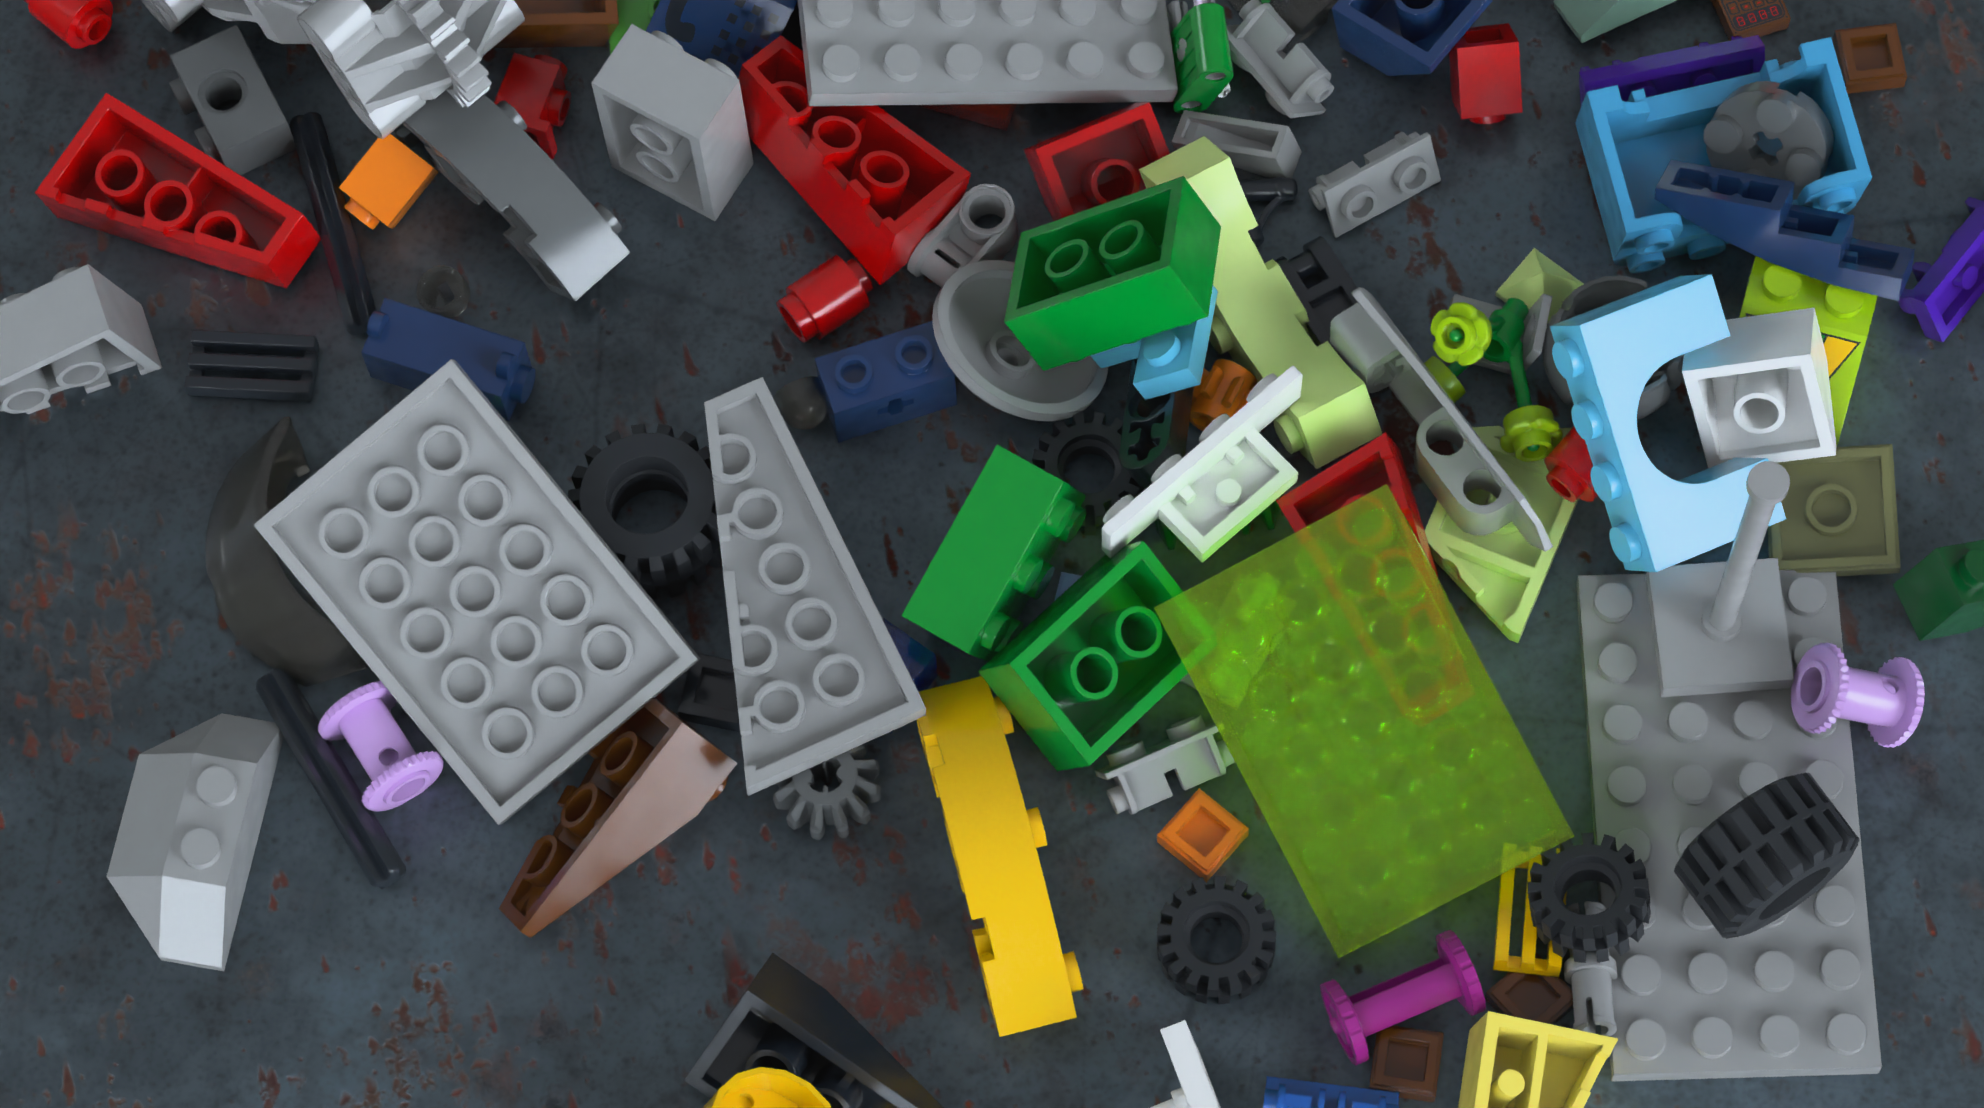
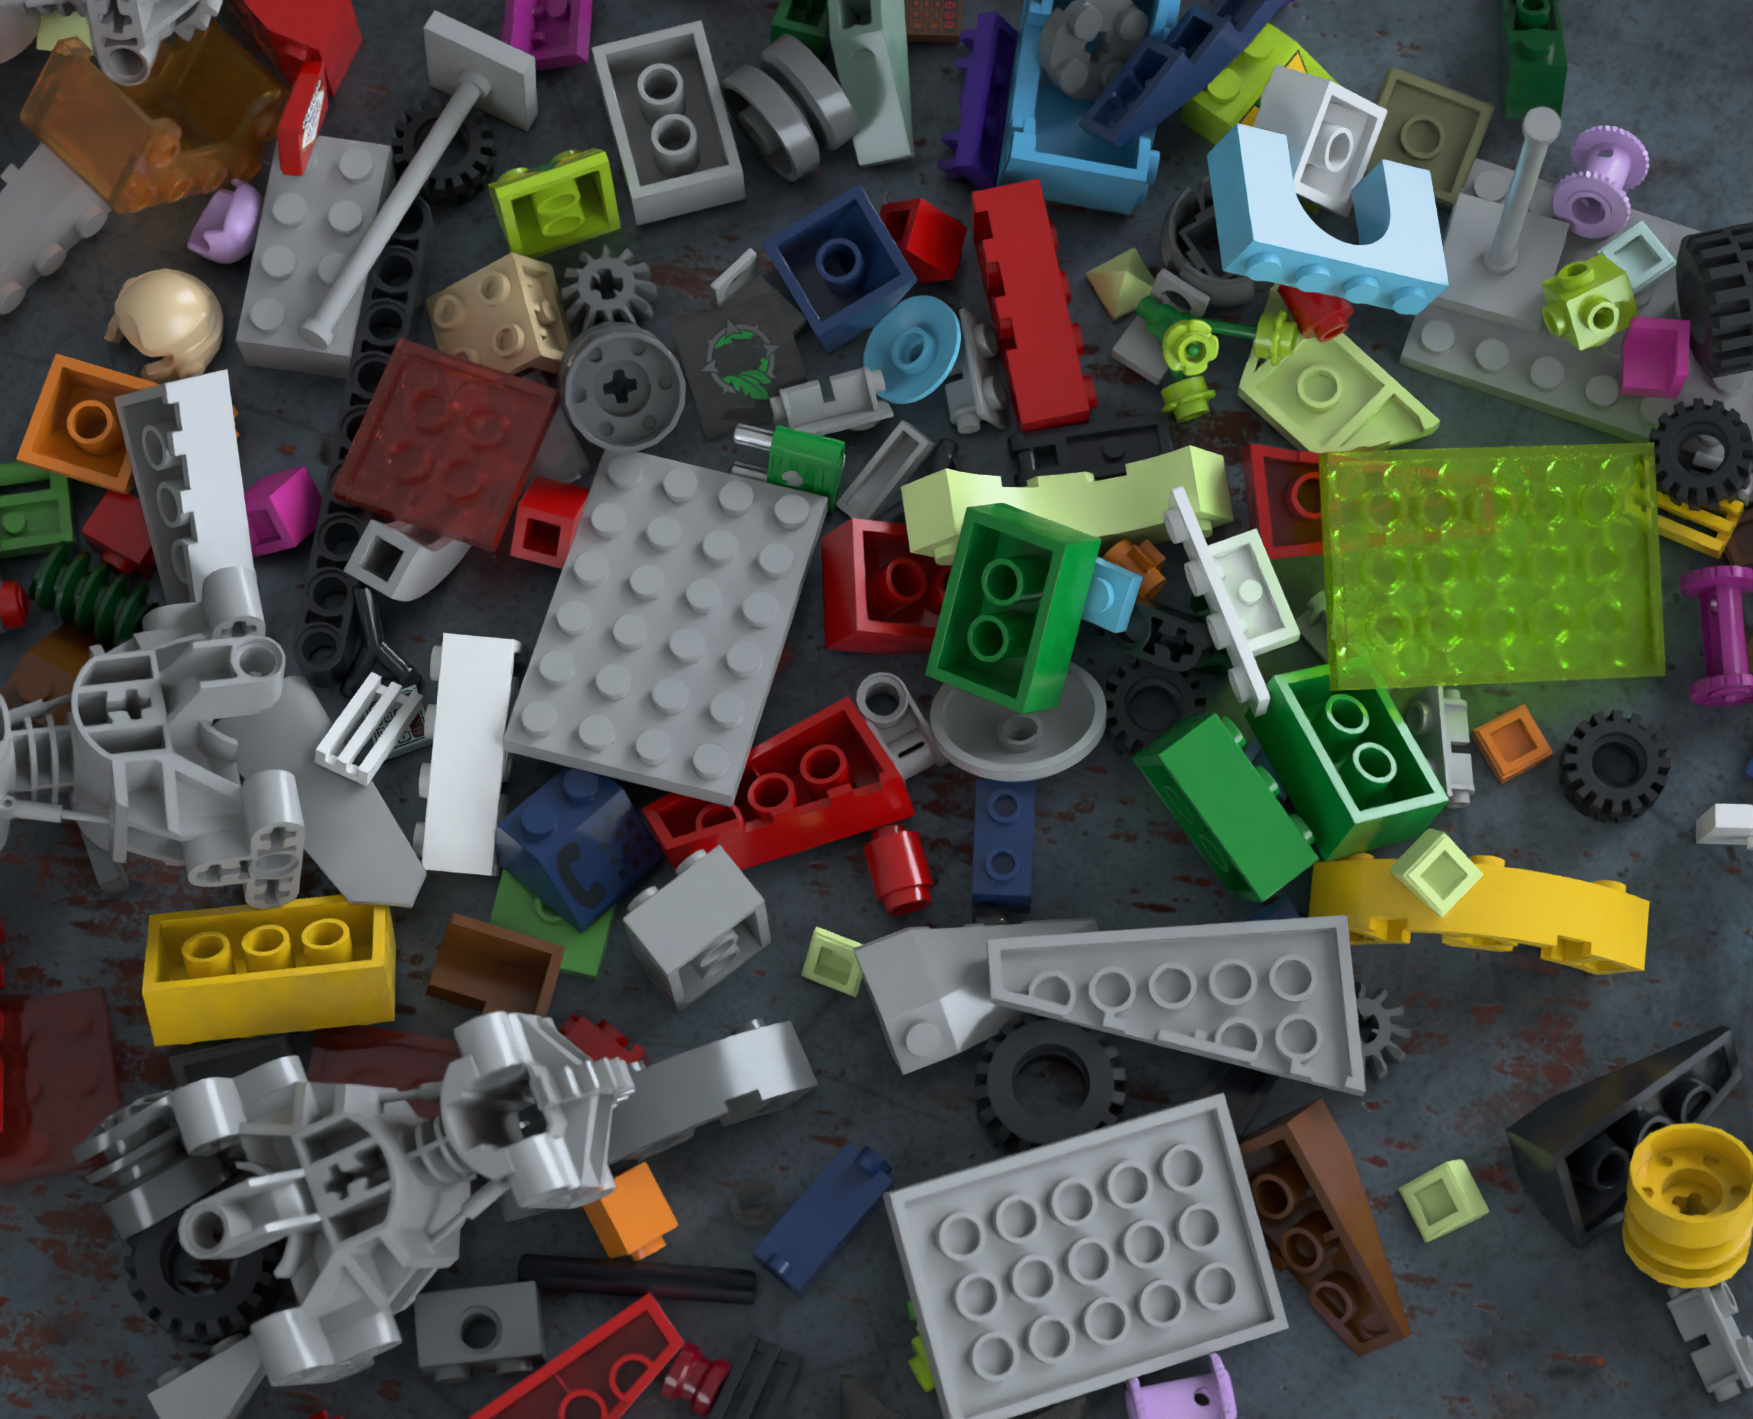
camera: 70 degrees left, 5 degrees up
(251, 302) = (696, 1379): none -> dark red wheel
(691, 934) = (1443, 1199): none -> yellowish green slope
(705, 349) = (935, 986): none -> light grey wedge
(713, 277) = (833, 962): none -> yellowish green slope
(998, 770) = (1436, 871): none -> yellowish green slope
(1371, 111) = (914, 348): none -> medium azure dish
(1384, 358) = (1159, 423): light grey panel -> none
(1462, 198) = (1029, 307): none -> red wedge
(1675, 813) = (1654, 357): none -> dark pink panel
(1705, 721) = (1588, 302): none -> lime brick
(1784, 754) = (1641, 257): none -> light aqua tile

